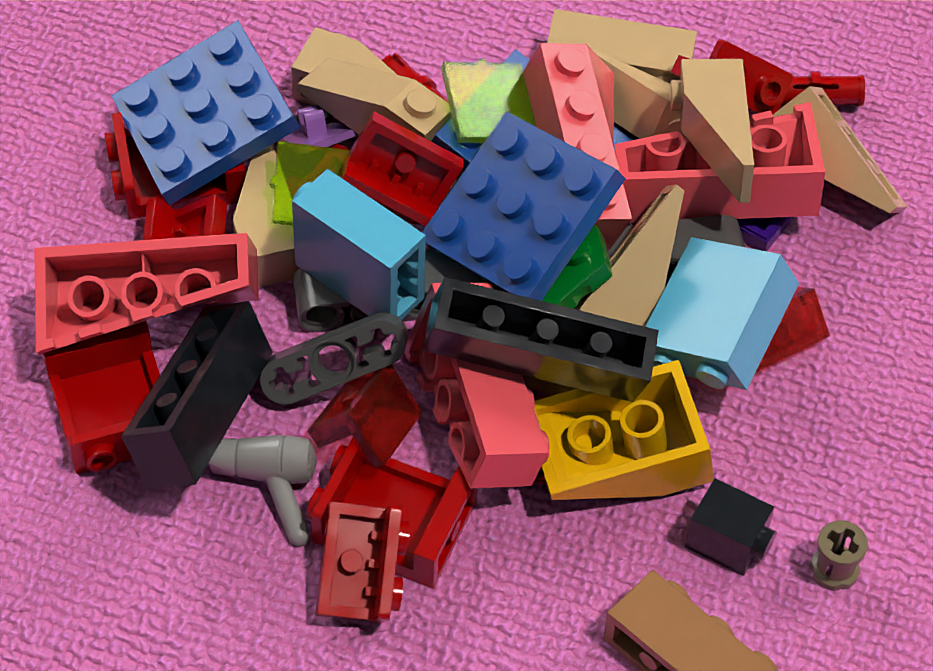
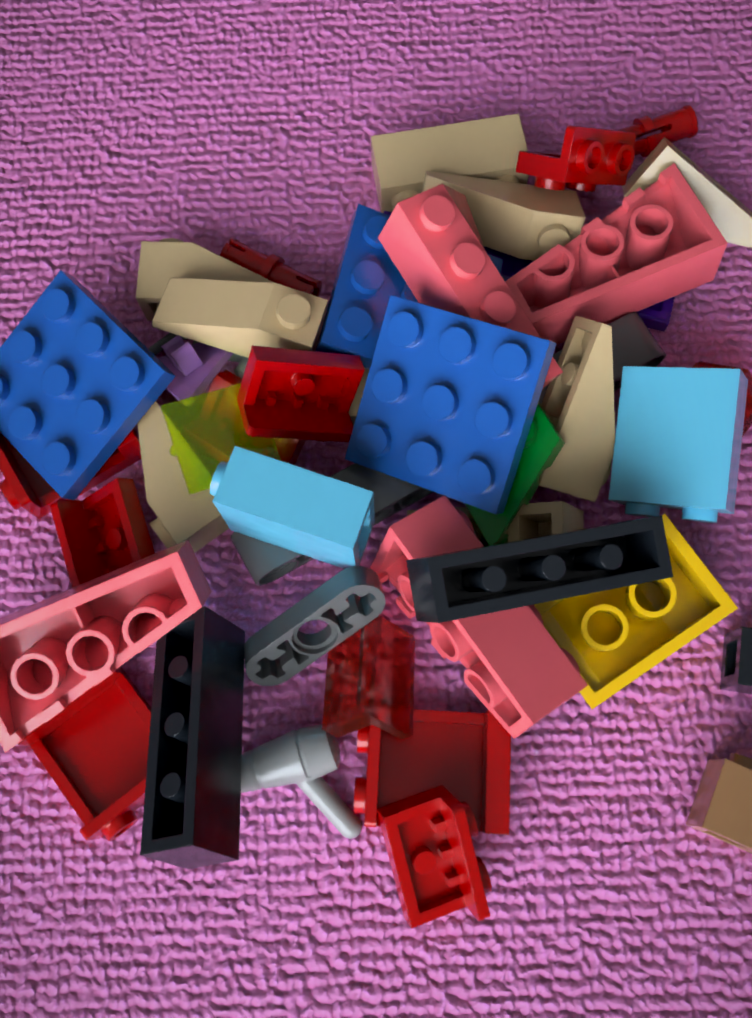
camera: 15 degrees left, 20 degrees up
(482, 94) = (357, 279): clear neon green piece -> none
(717, 119) = (607, 225): tan slope -> none

